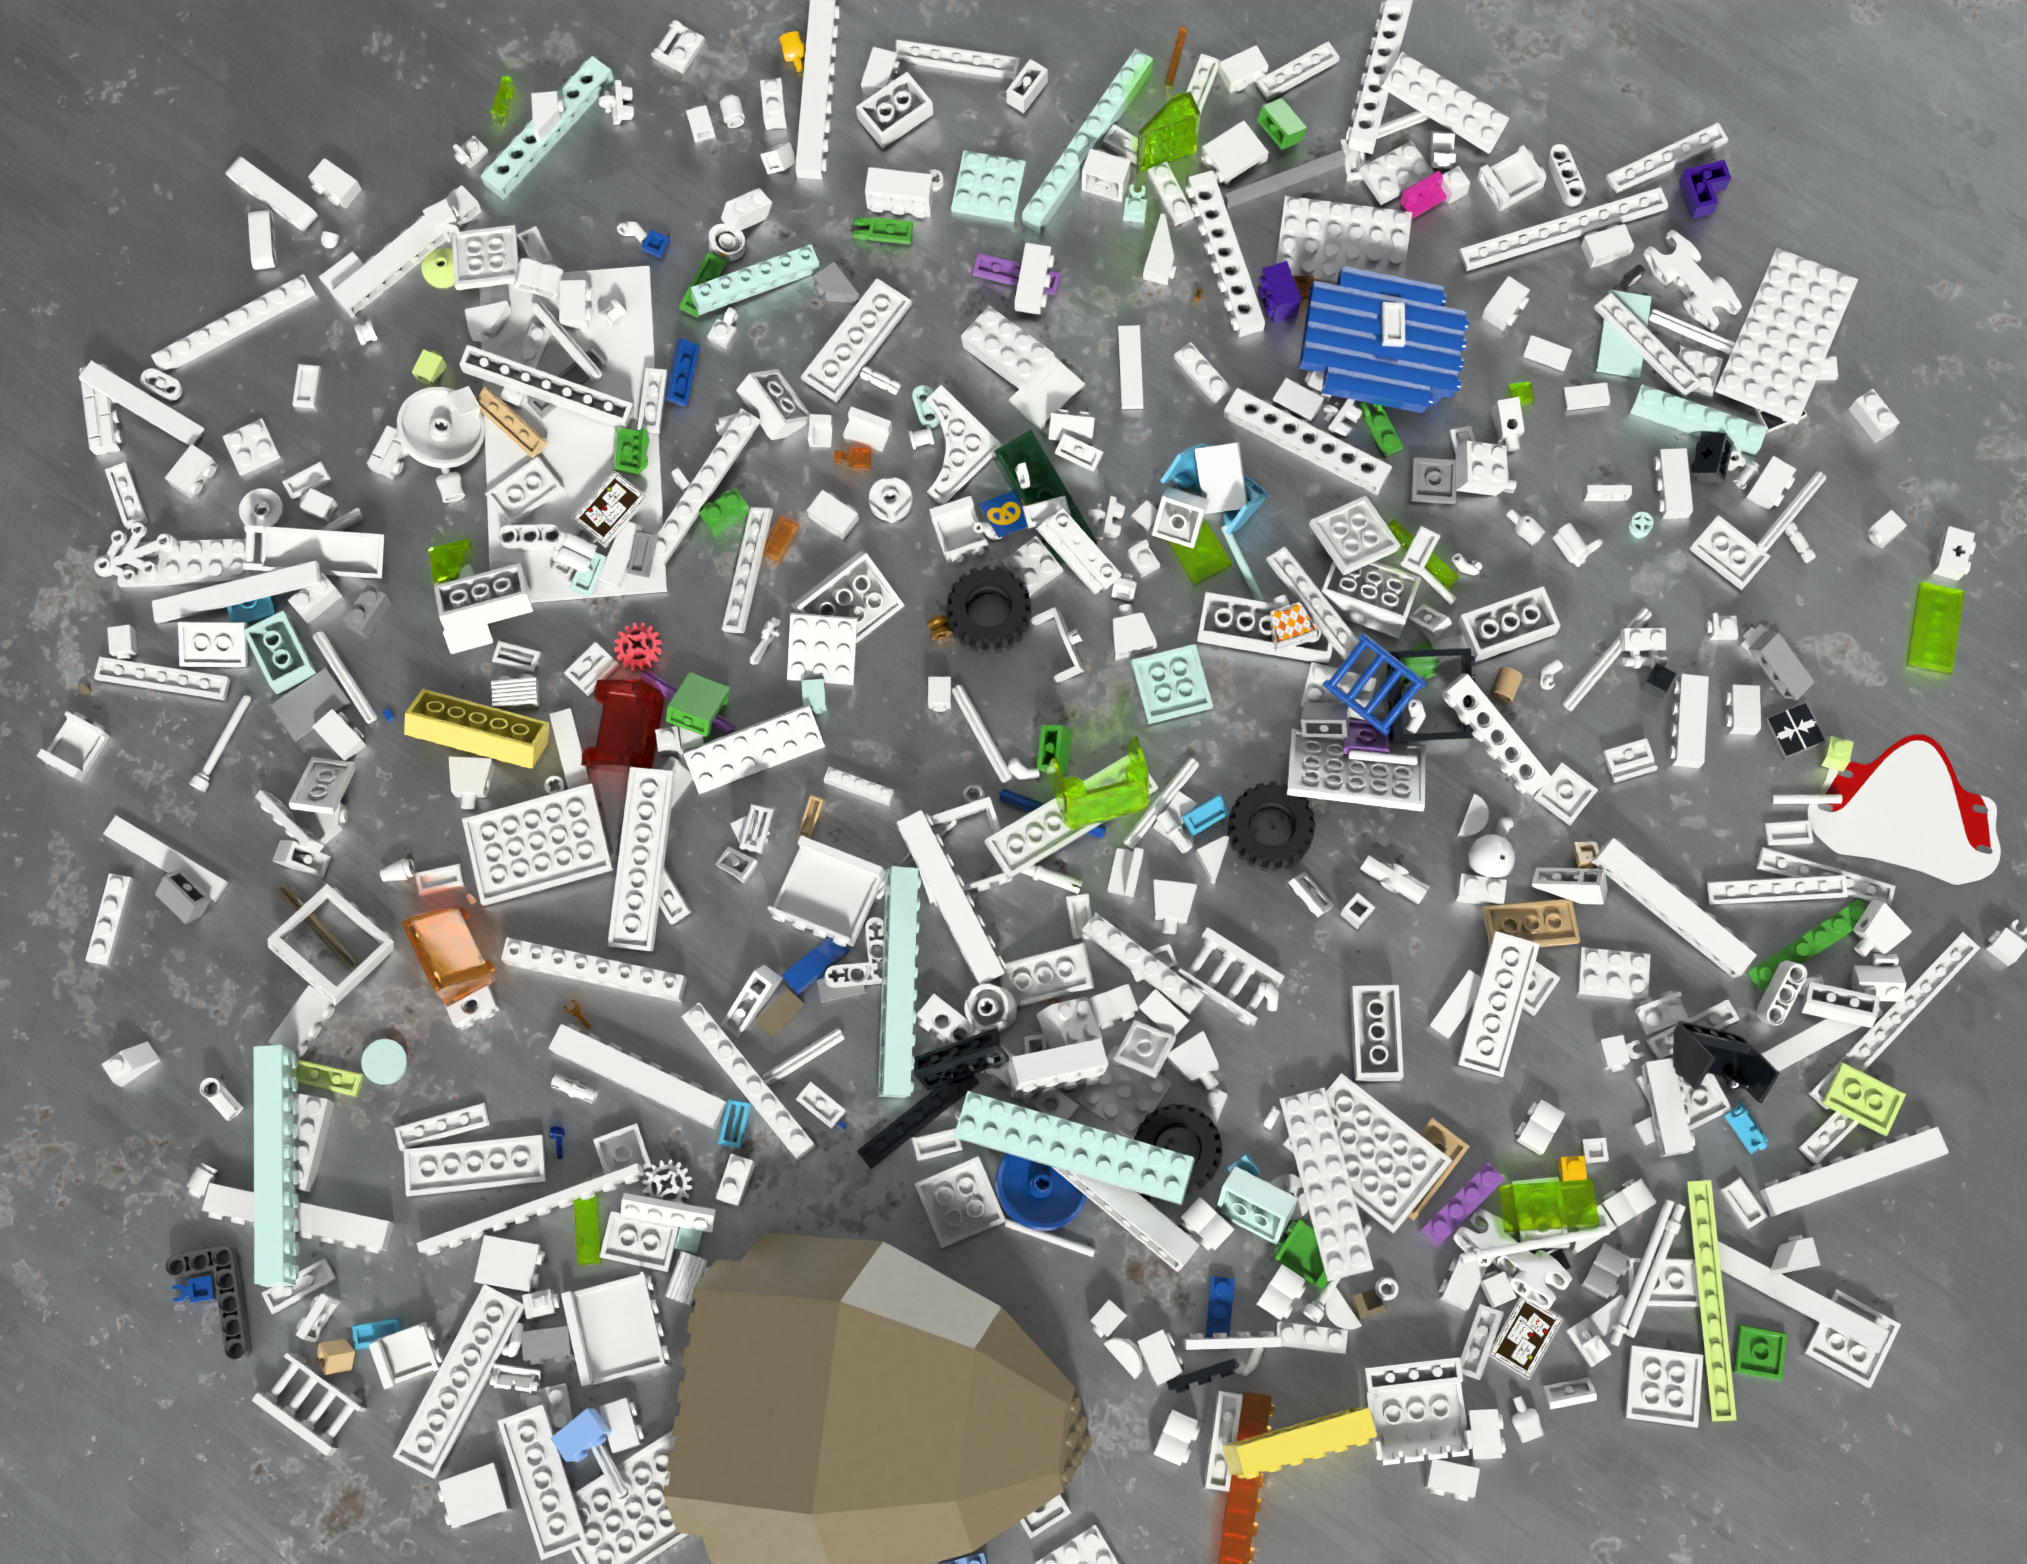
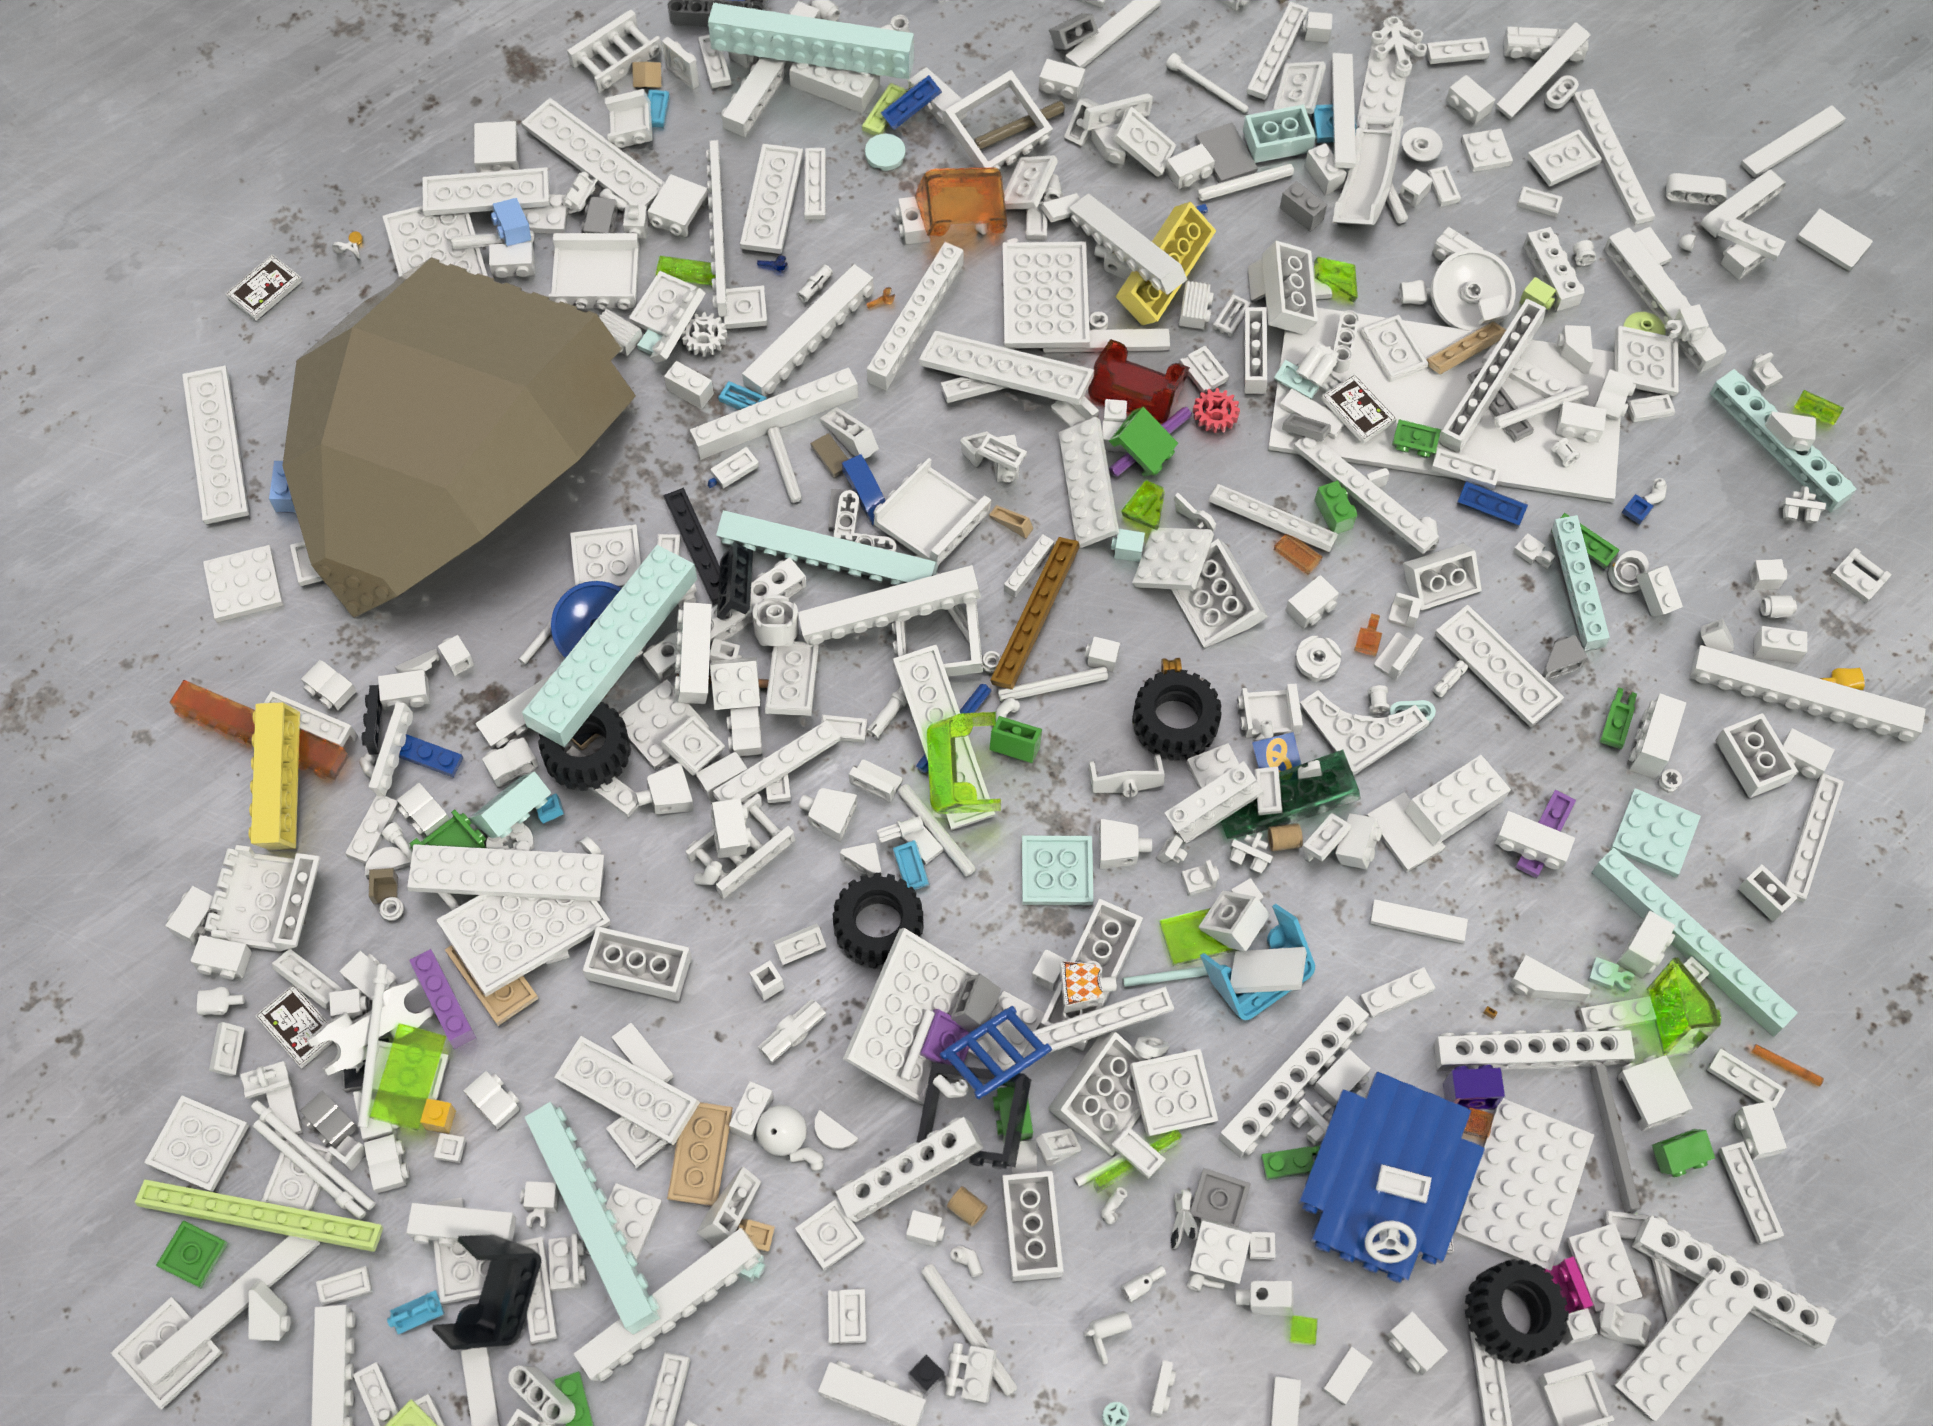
camera: 100 degrees right, 10 degrees down
(179, 158) = (1793, 141): none -> white tile
(248, 369) = (1564, 158): none -> white plate
(249, 895) = (1061, 79): none -> white brick
(295, 107) = (1834, 240): none -> white tile
(321, 177) = (1751, 238): none -> white plate
(321, 1043) = (911, 102): none -> blue plate
(391, 358) = (1554, 267): none -> white brick
(397, 894) = (1029, 182): none -> white plate
(420, 853) = (1059, 208): none -> white tile
(471, 766) = (1127, 244): none -> white brick
(560, 621) = (1255, 350): none -> white brick
(765, 689) = (1146, 505): none -> clear neon green wing
(911, 765) = (1035, 613): none -> pearl gold plate
(1084, 492) = (1285, 837): none -> tan piece
(1229, 979) = (729, 828): none -> white brick
(1272, 666) = (1048, 970): none -> white panel
(1320, 561) = (1151, 1047): none -> white plate
(1443, 326) = (1390, 1239): none -> white piece
(1461, 249) = (1542, 1299): none -> black tyre
(1461, 505) = (1183, 1220): none -> white piece
(1536, 715) = (925, 1229): none -> white brick
(1621, 996) = (592, 1218): none -> light aqua brick
(1628, 1241) = (348, 1152): none -> white panel

